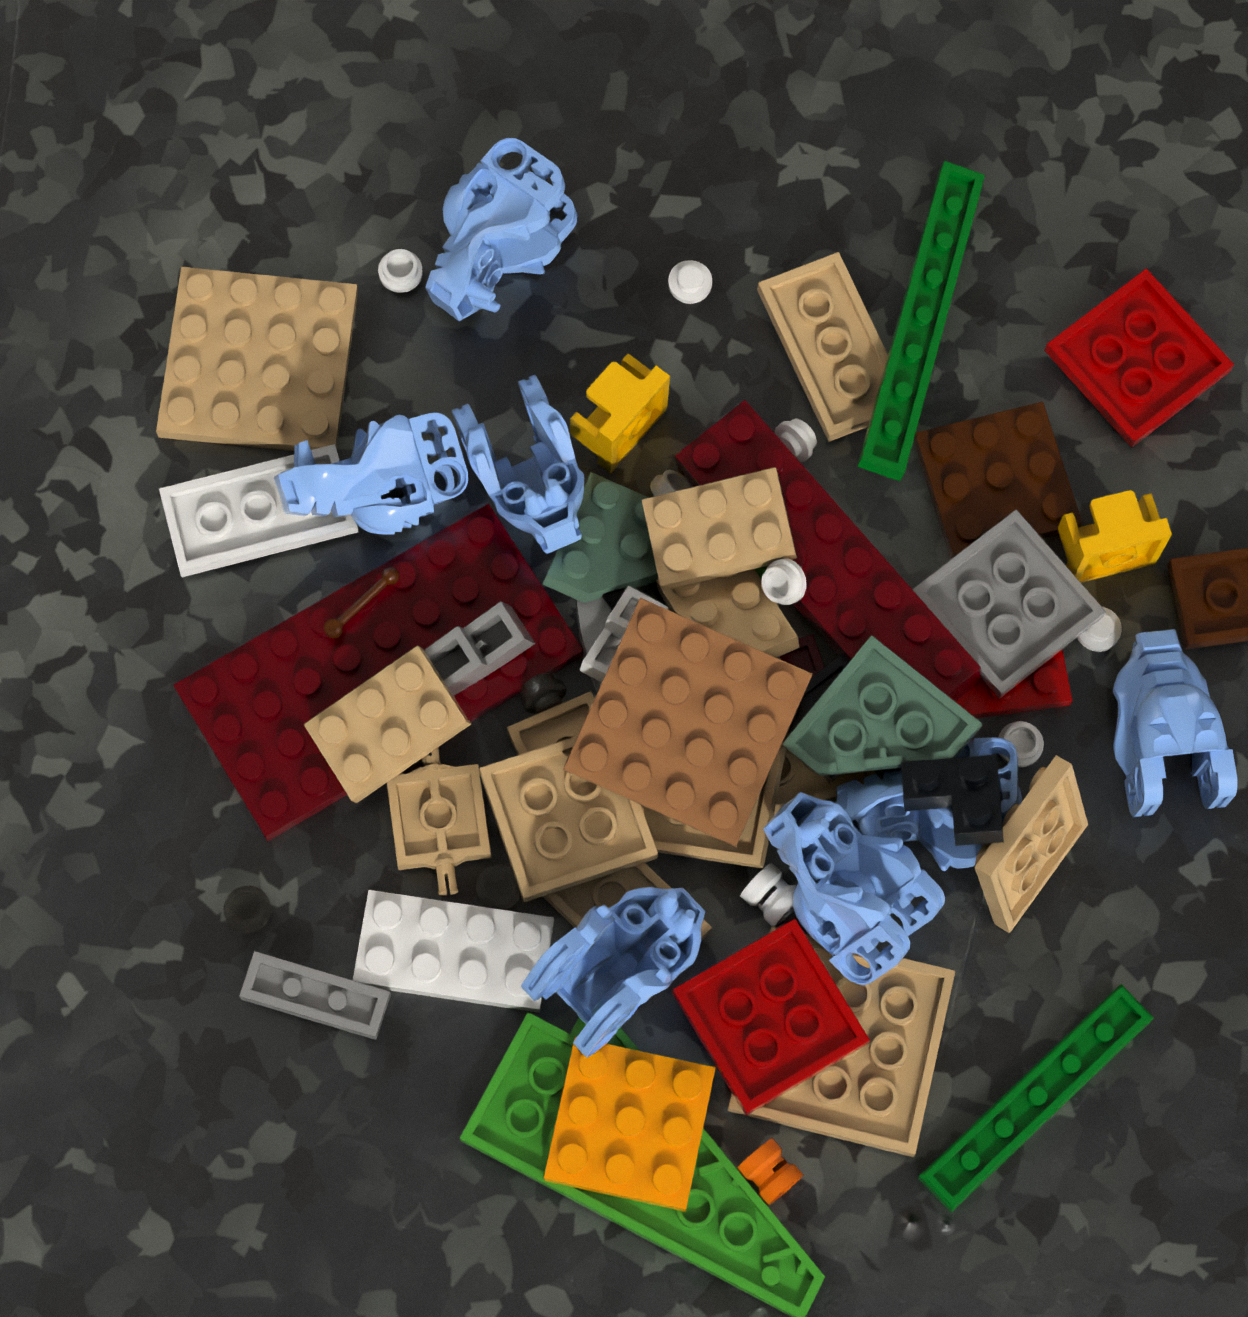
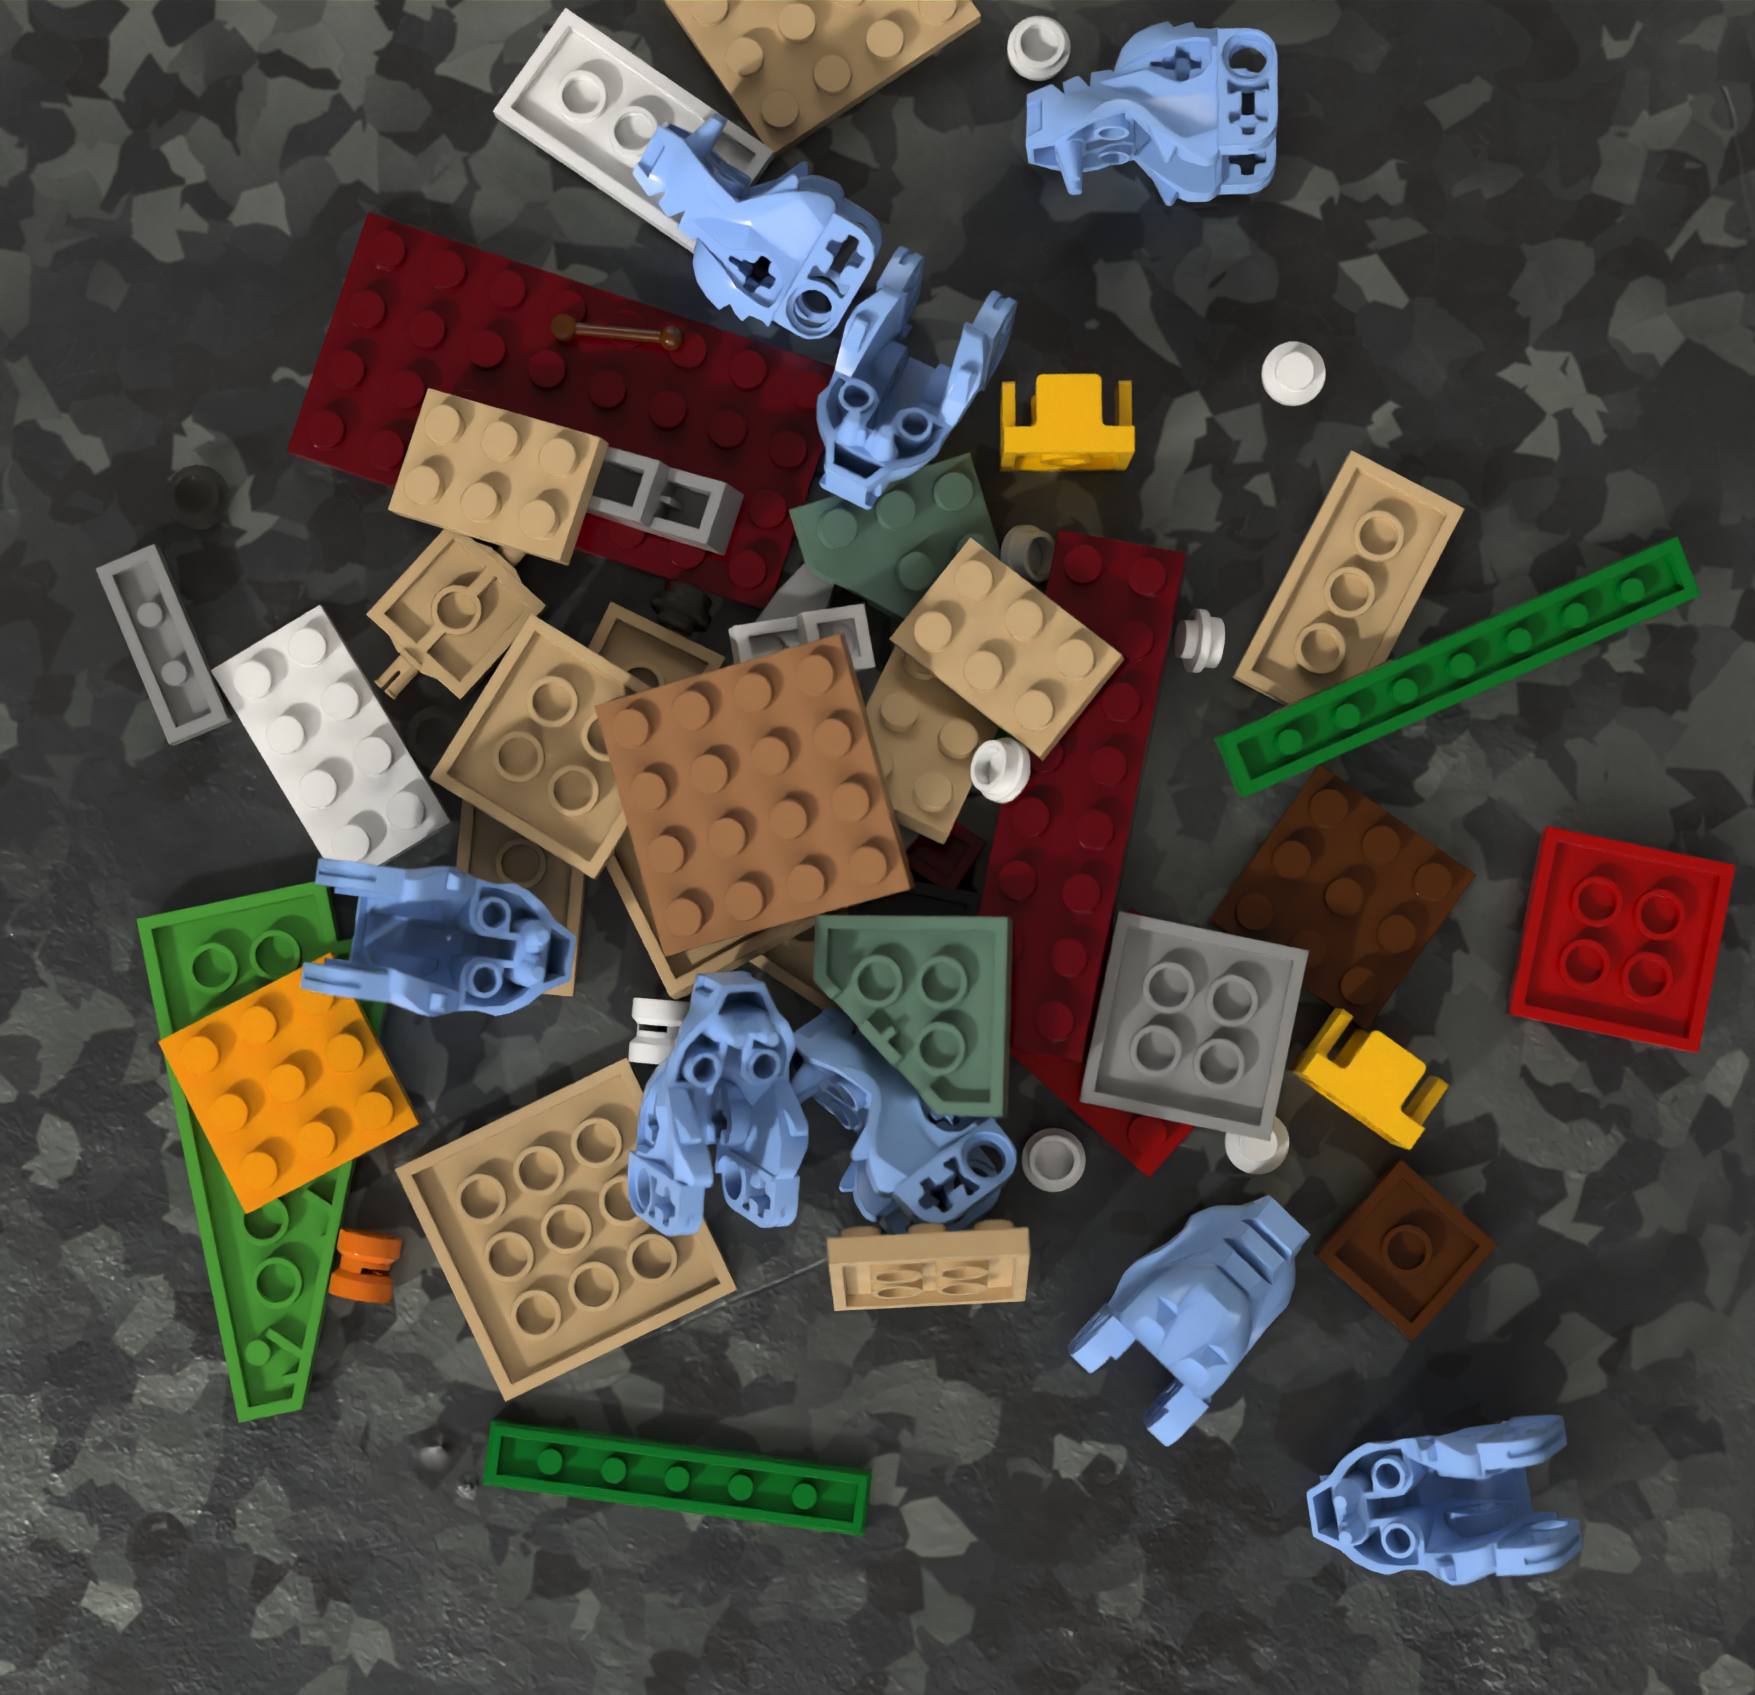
camera: 55 degrees right, 15 degrees up
(770, 1016) = (519, 1138): red plate -> none
(962, 784) = (916, 1151): black plate -> none

